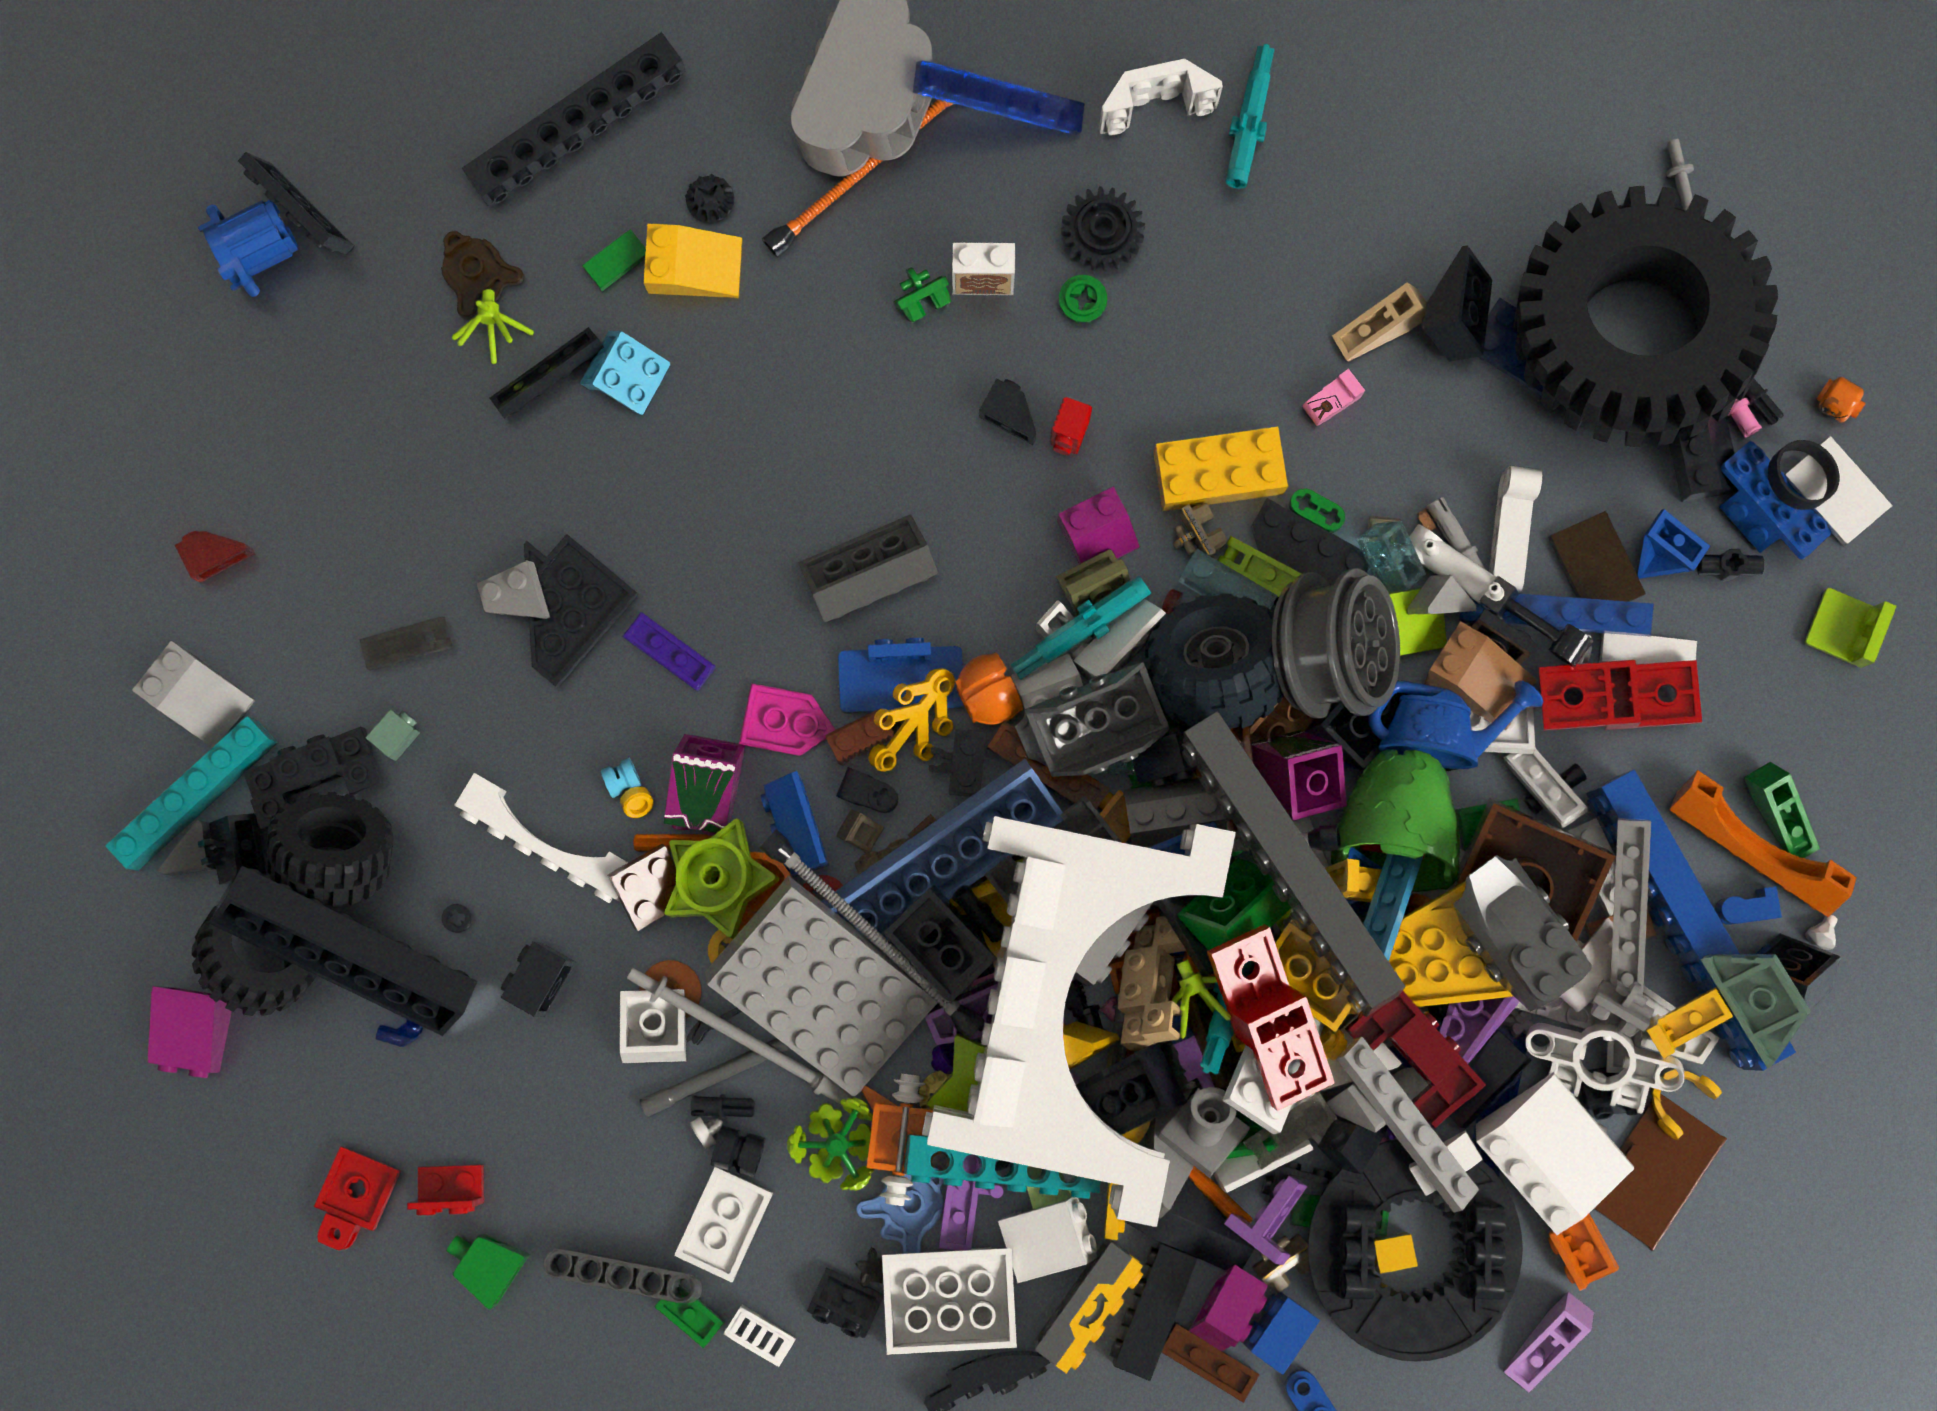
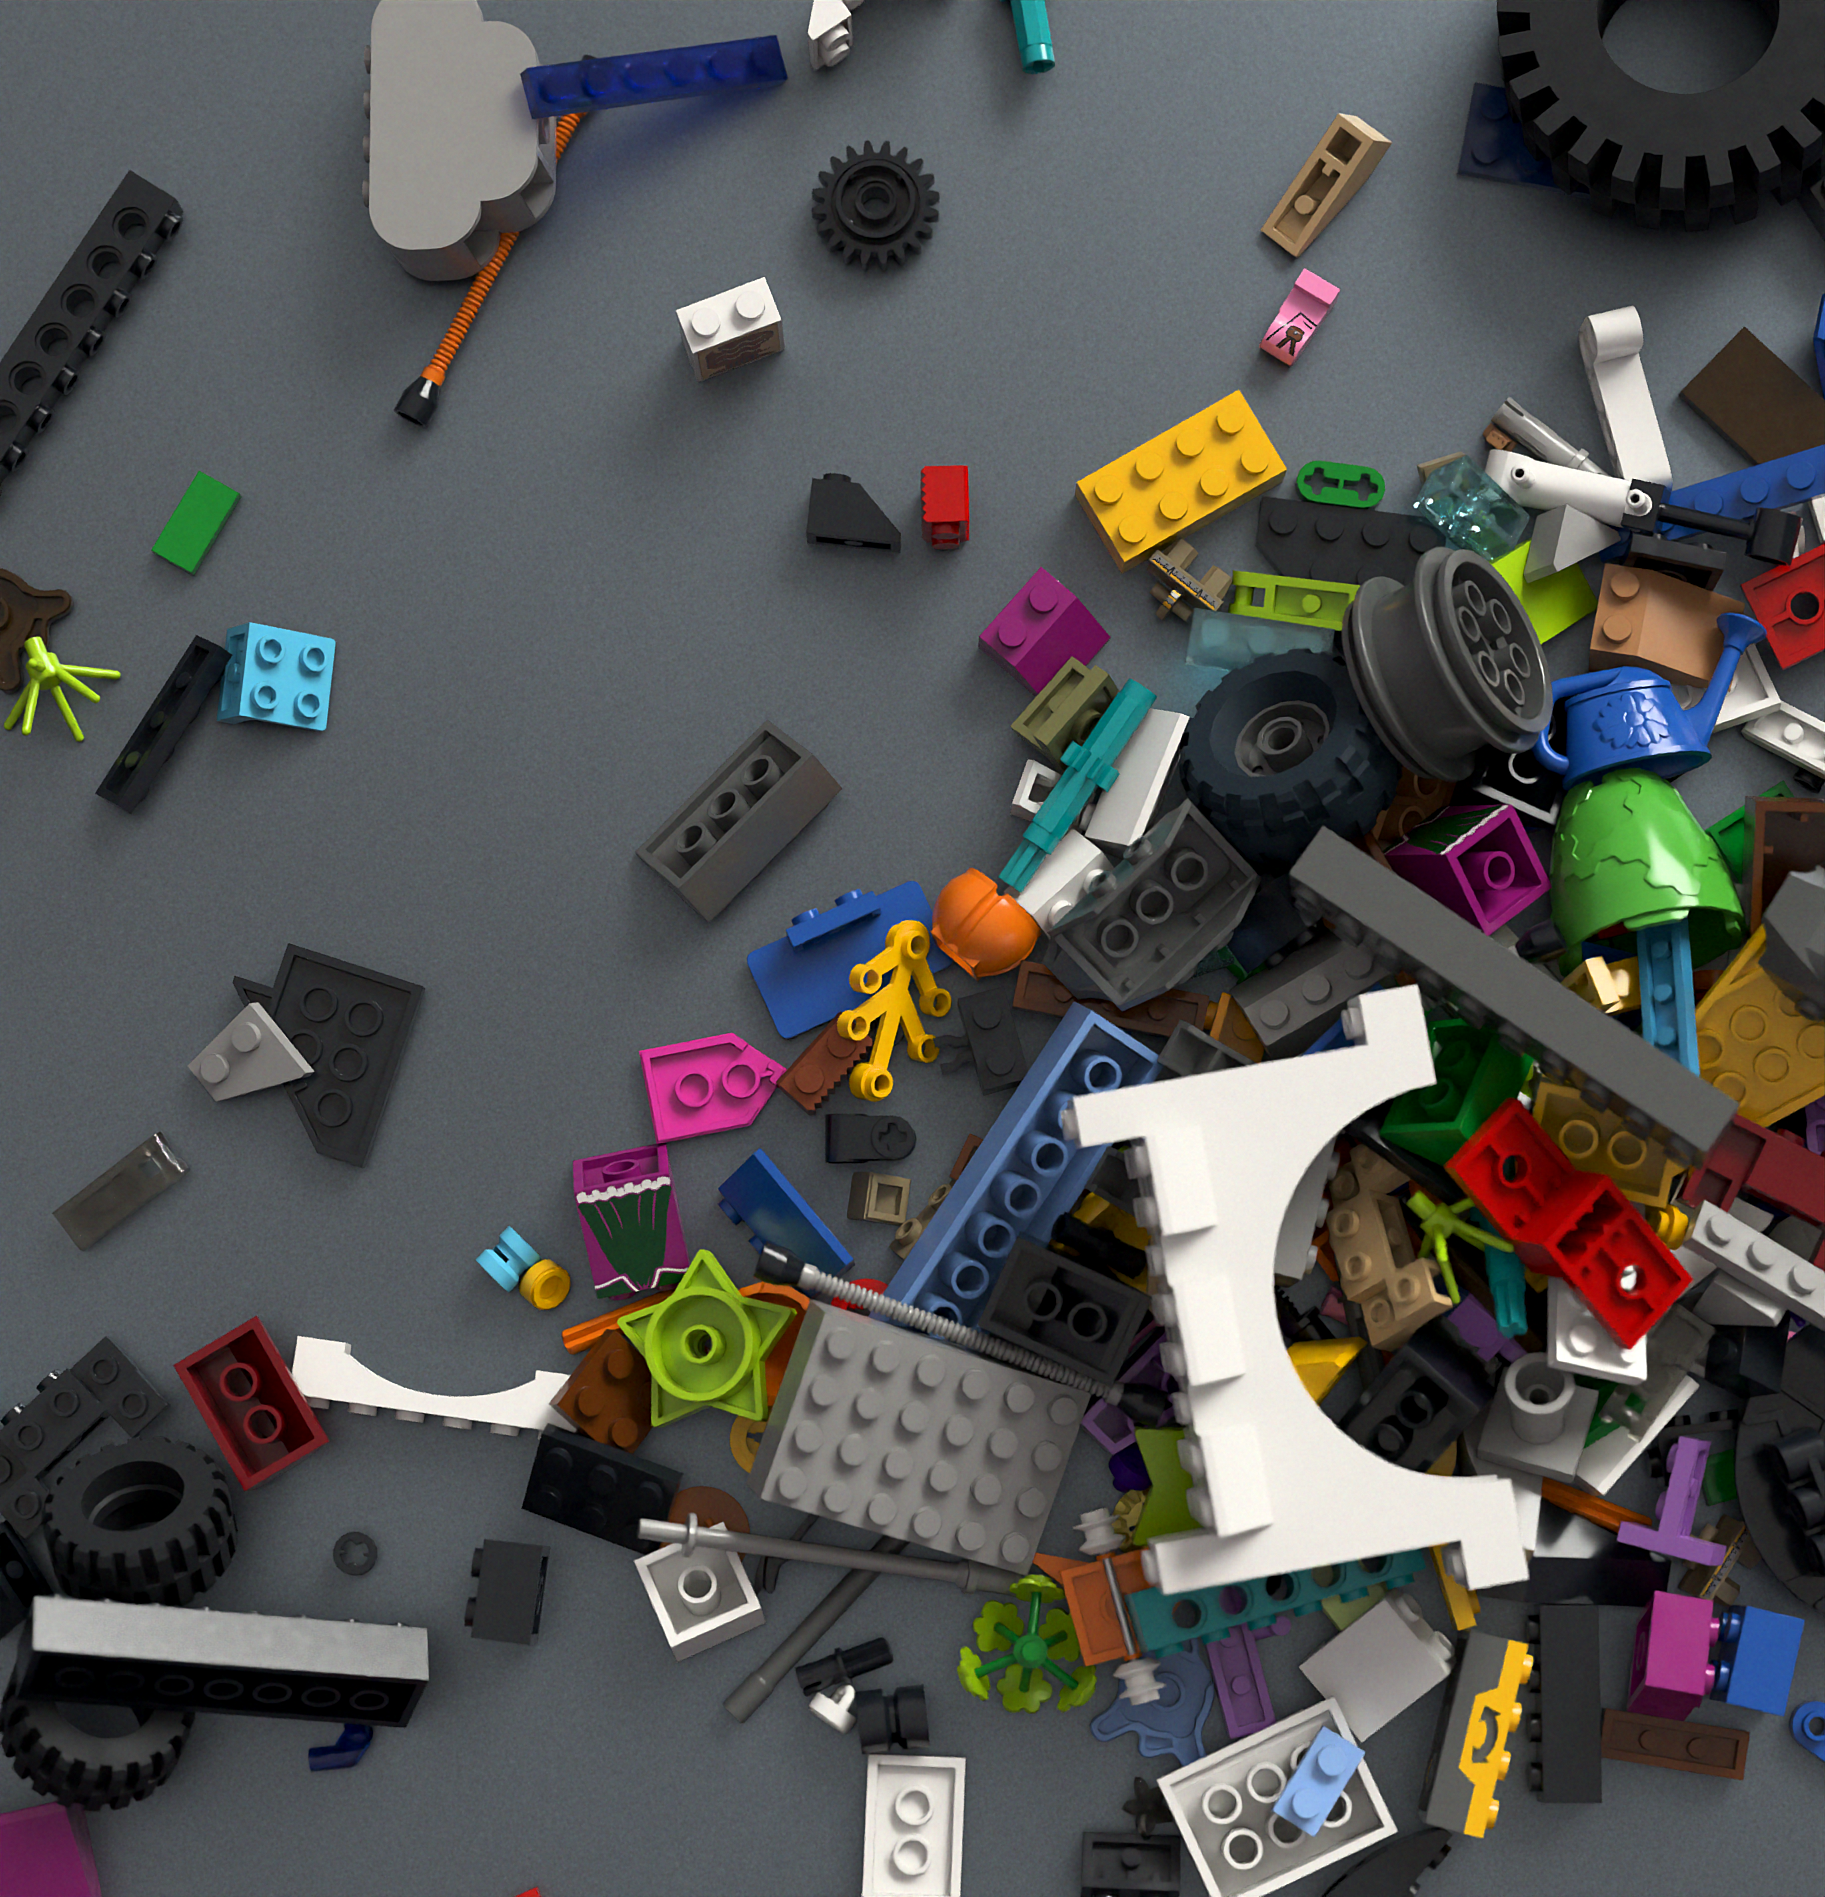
camera: 20 degrees left, 0 degrees up
(394, 734) = (158, 1327): sand green brick -> none
(428, 803) = (252, 1404): none -> dark red slope
(617, 938) = (599, 1488): none -> black plate
(669, 651) = (503, 1052): dark purple tile -> none
(691, 262) = (308, 483): yellow slope -> none
(711, 211) = (305, 399): black gear -> none
(934, 289) = (670, 385): green hips -> none
(980, 1296) = (1318, 1781): none -> light blue plate
(1074, 288) = (869, 304): green gear -> none
(1172, 599) = (1188, 696): clear red tile -> none
(1460, 308) = (1427, 121): black slope -> none

